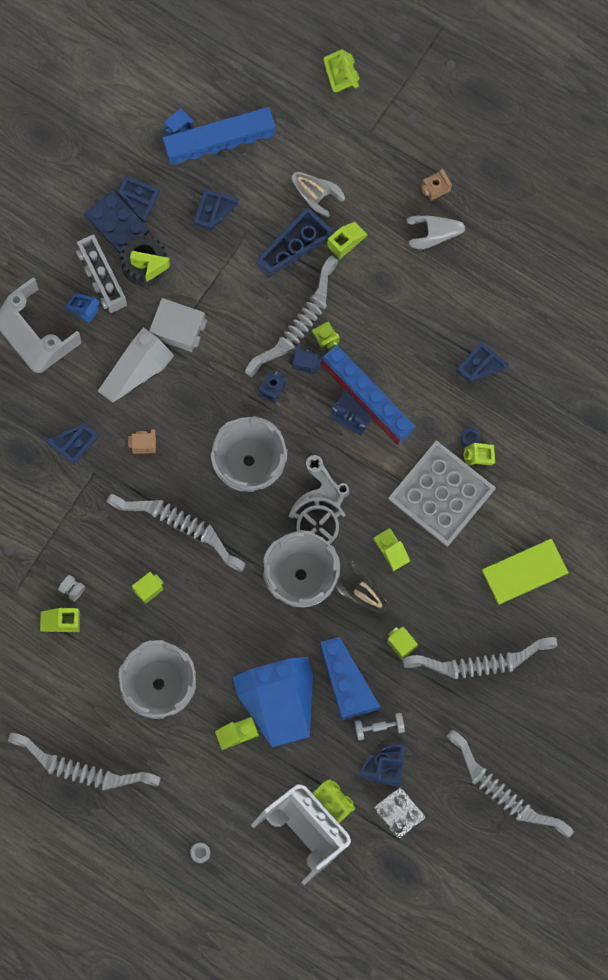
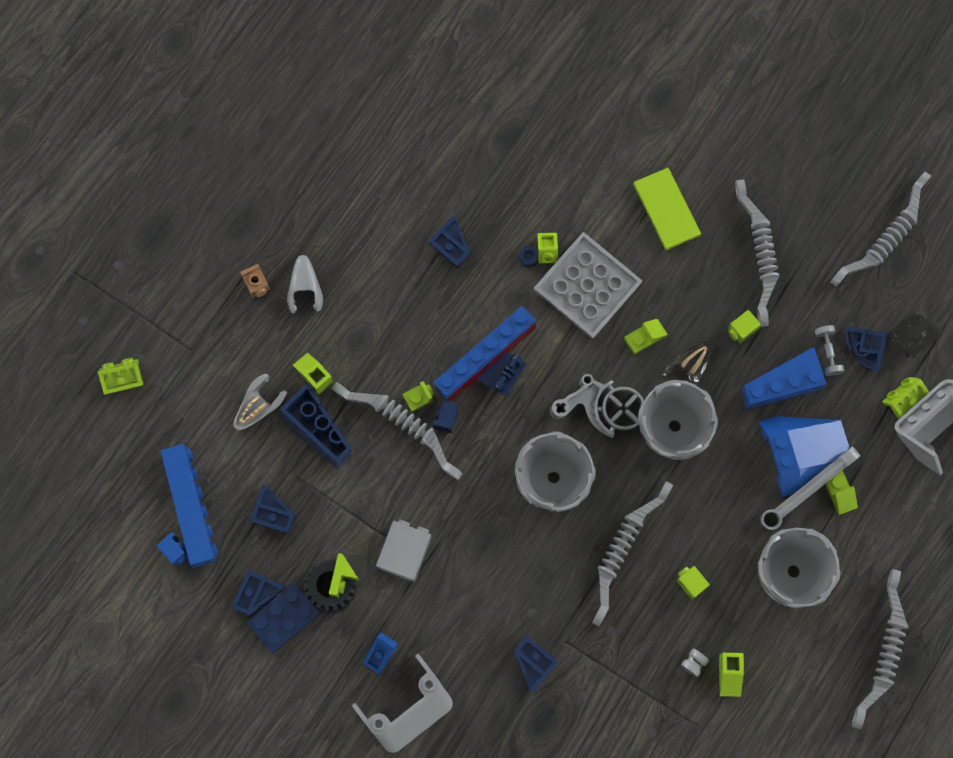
camera: 85 degrees left, 0 degrees up
(101, 273) = (344, 632): light grey brick -> none
(139, 362) = (445, 591): light grey wedge -> none
(142, 442) = (534, 587): medium nougat brick -> none
(240, 702) = (812, 486): none -> light grey piece
(272, 392) = (474, 458): dark blue brick -> none

